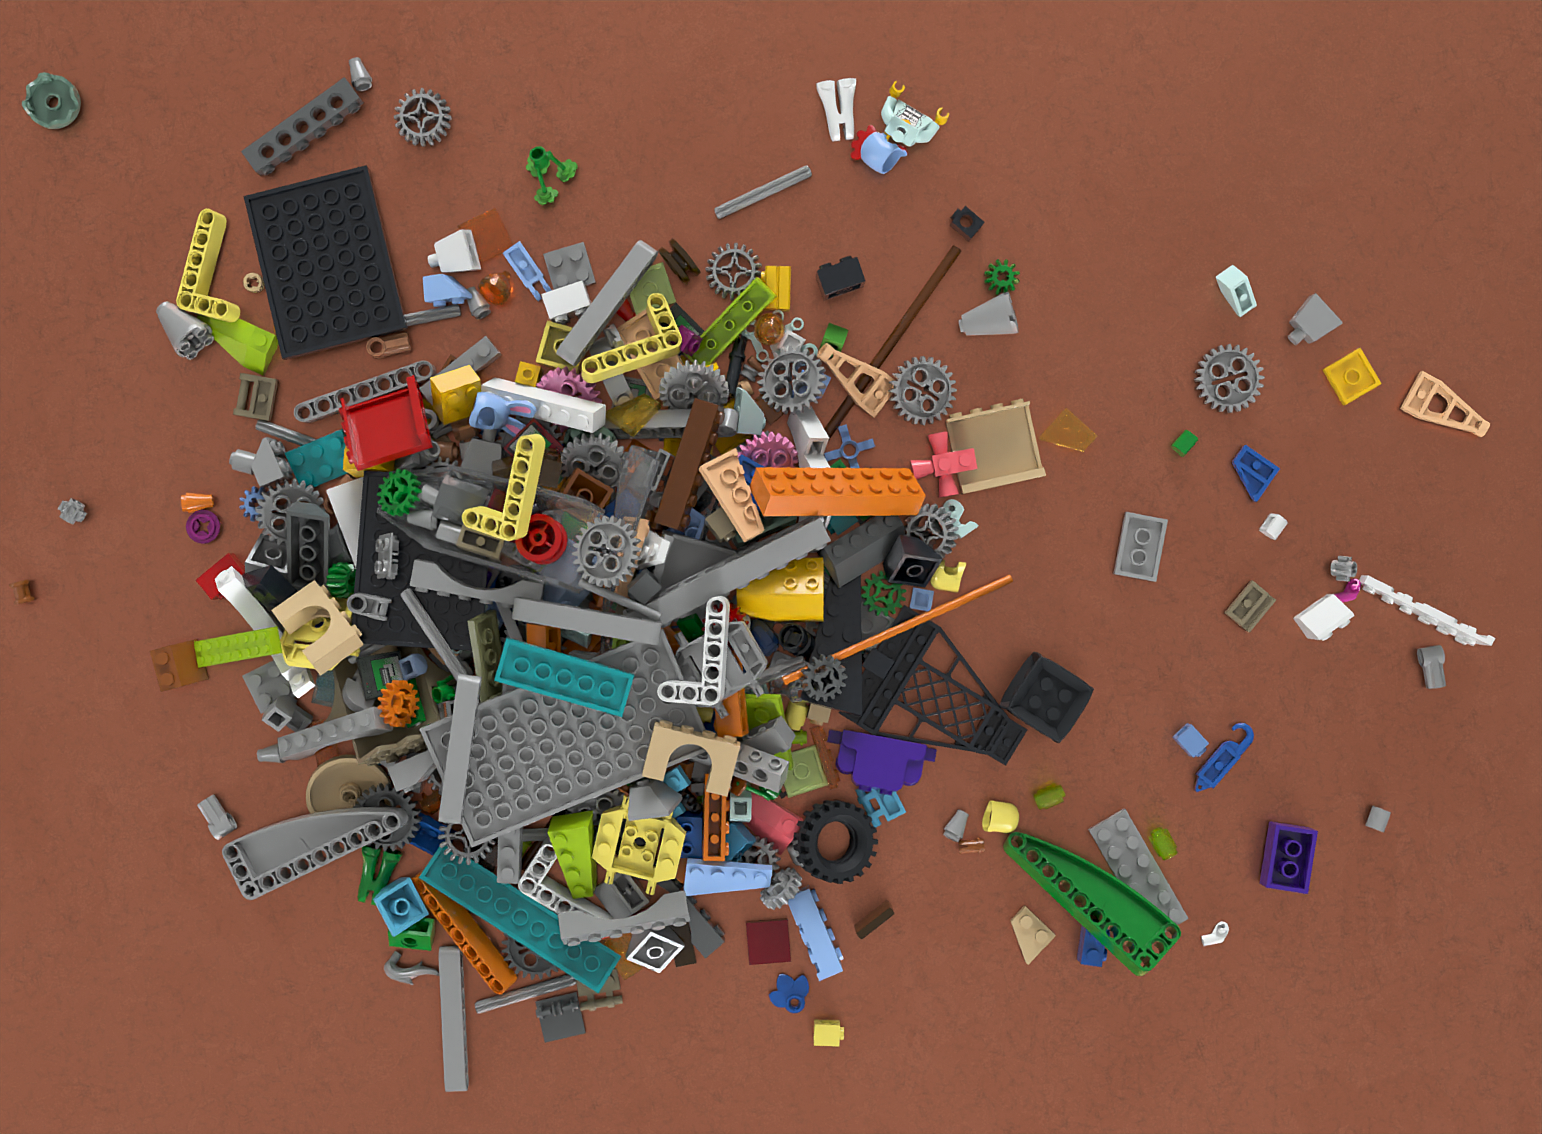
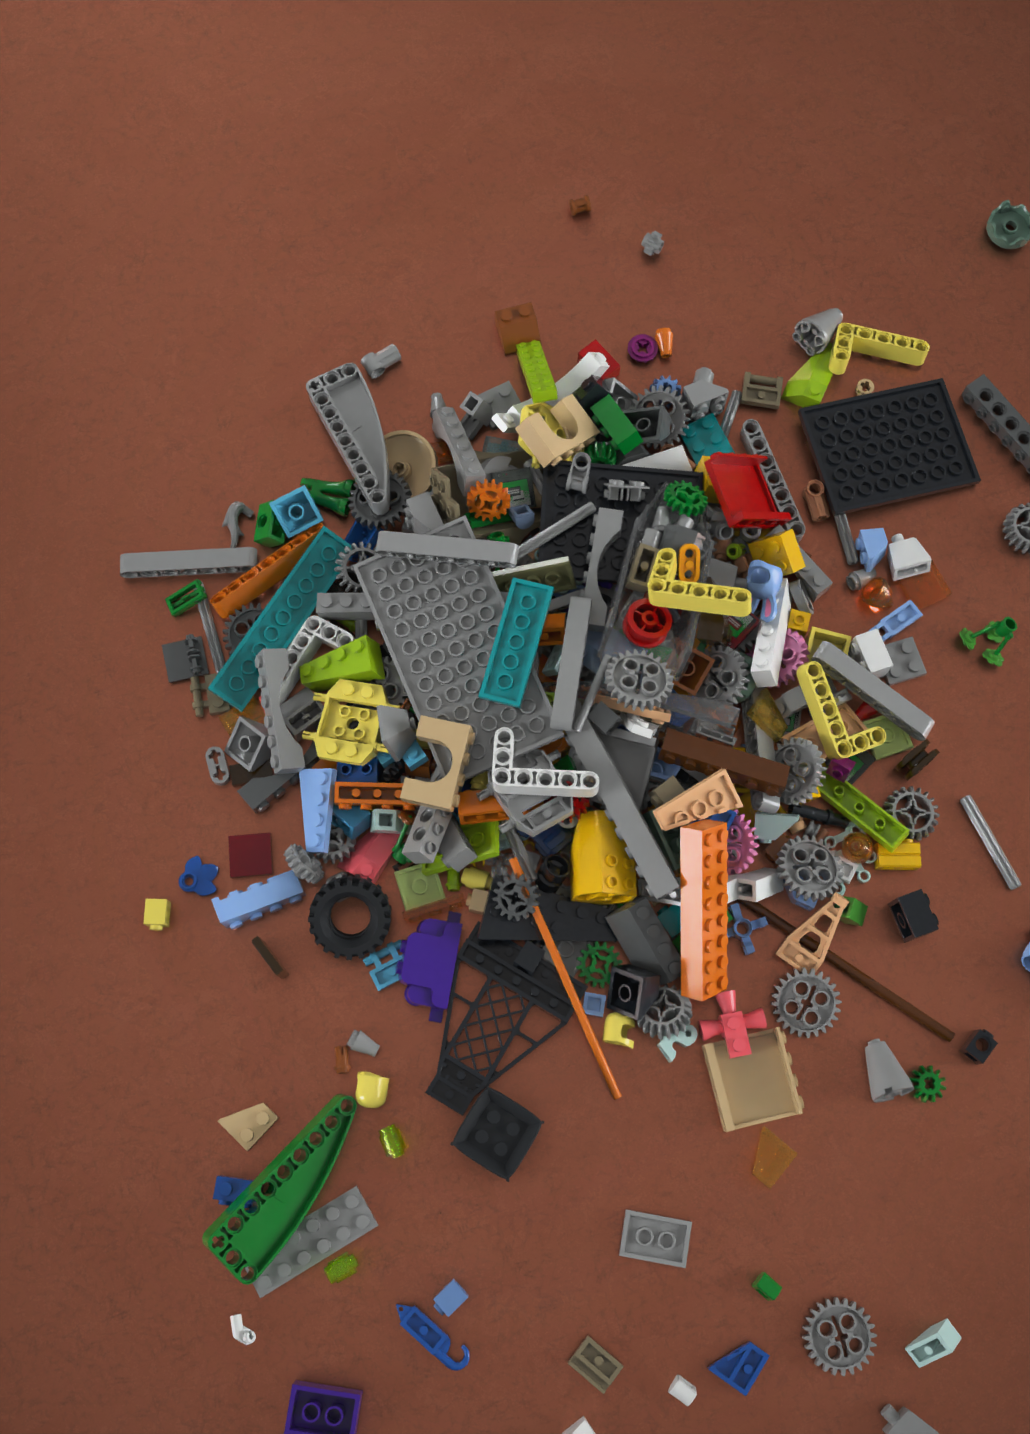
camera: 85 degrees right, 15 degrees down
(307, 563) = (615, 425): none -> green brick
(450, 438) = (735, 554): none -> lime pin
(476, 493) = (689, 563): none -> light orange plate
(487, 1005) = (186, 601): none -> green tile
(500, 369) = (801, 596): none -> light grey beam
(676, 983) = (212, 766): none -> light grey beam

